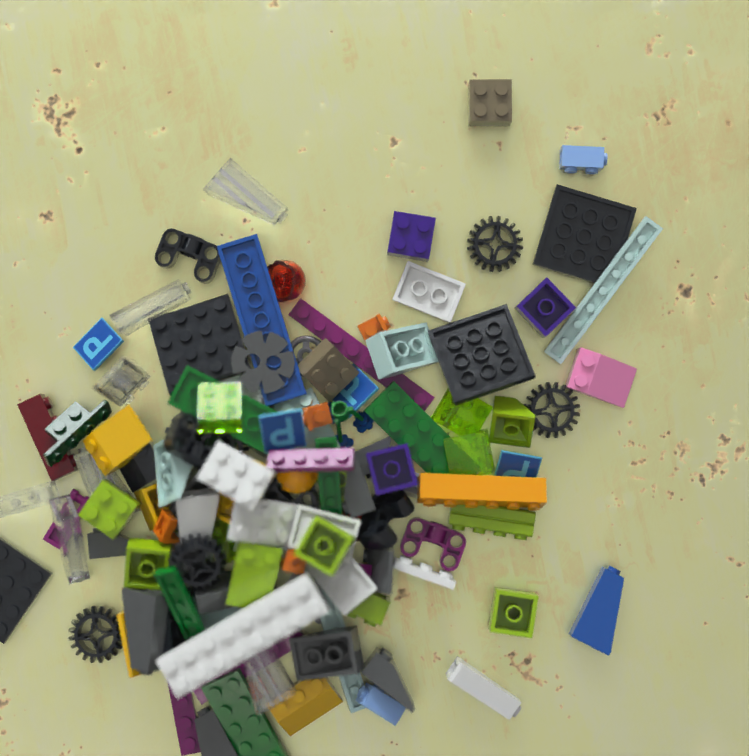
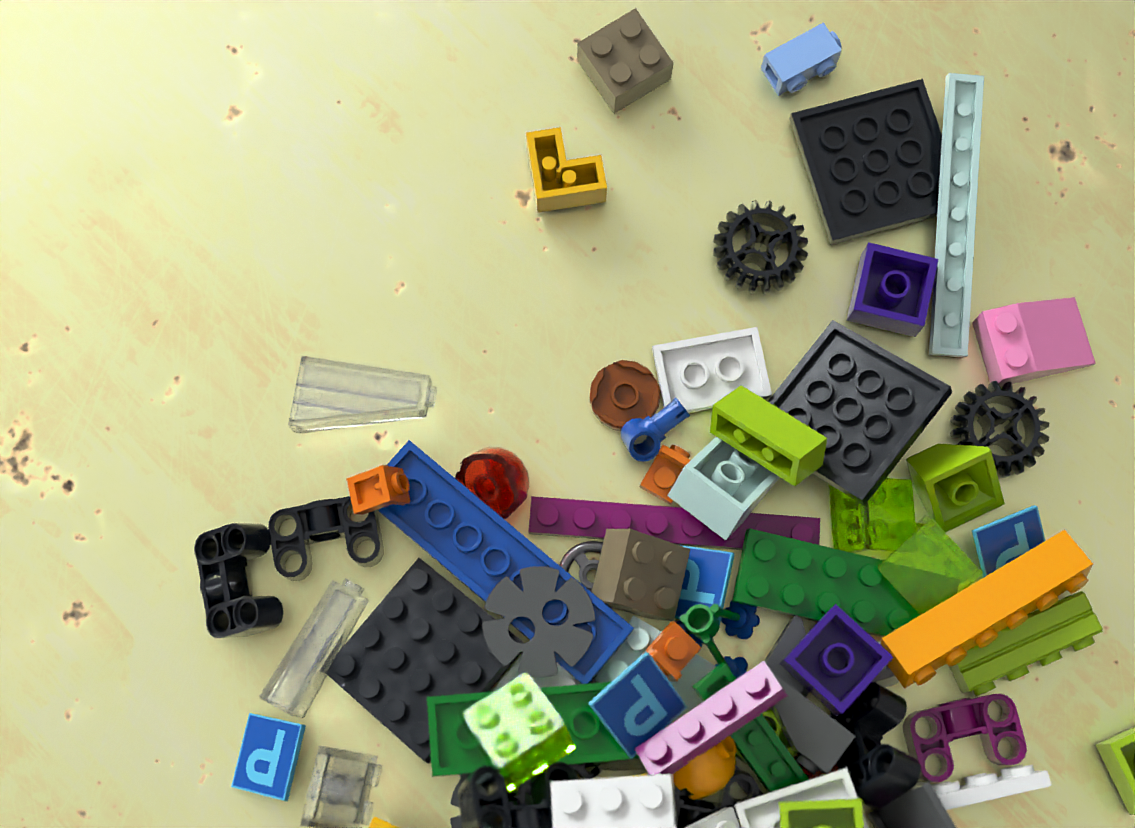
camera: 30 degrees left, 10 degrees down
(125, 249) = (224, 584): none -> black beam
(226, 249) = (378, 489): none -> orange bracket
(378, 276) = (624, 393): none -> dark orange tile
(380, 303) = (655, 429): none -> blue pin
(411, 236) = (635, 308): dark purple brick -> none
(415, 147) = (560, 181): none -> yellow brick
(432, 341) = (768, 435): none -> lime brick

